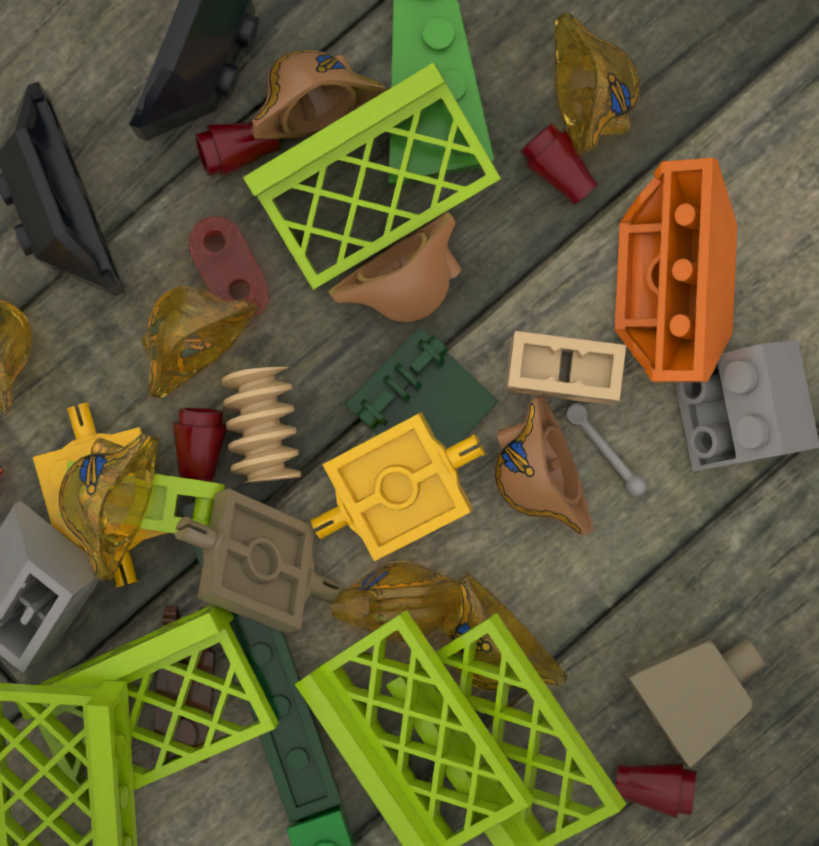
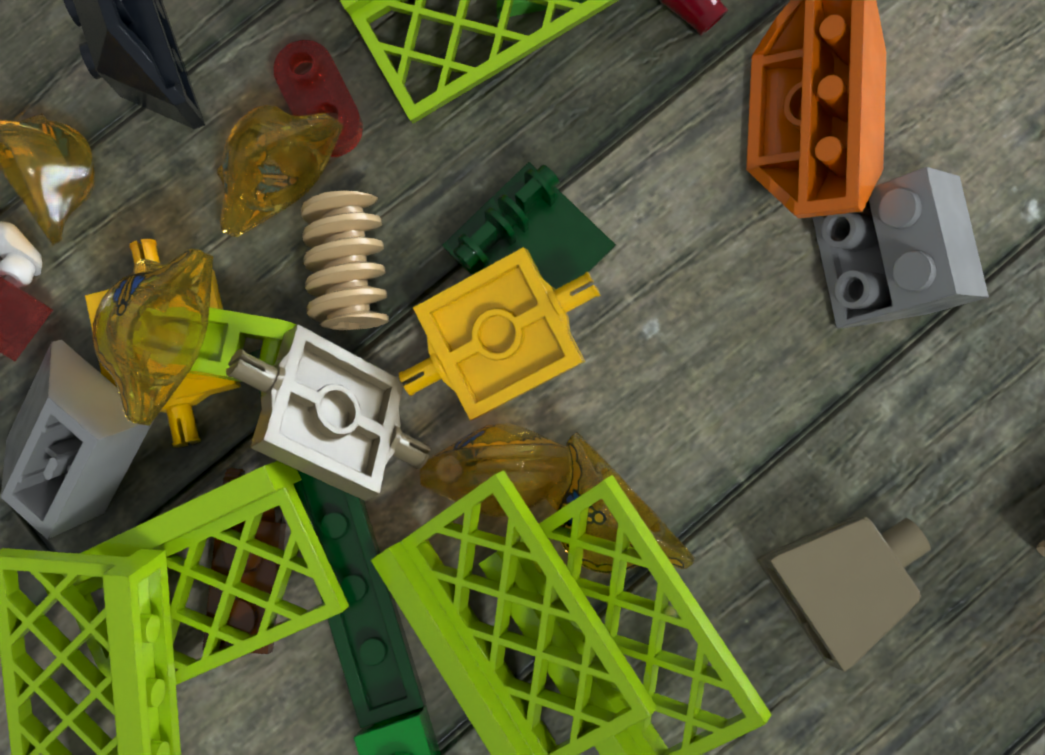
camera: 10 degrees right, 5 degrees down
(198, 442) = (274, 280): dark red cone -> none
(406, 277) = (517, 107): medium nougat hat -> none
(539, 472) = (659, 319): medium nougat hat -> none
(565, 368) = (694, 201): tan brick -> none
(577, 416) = (704, 264): light grey hinge -> none
(658, 787) = (806, 695): dark red cone -> none

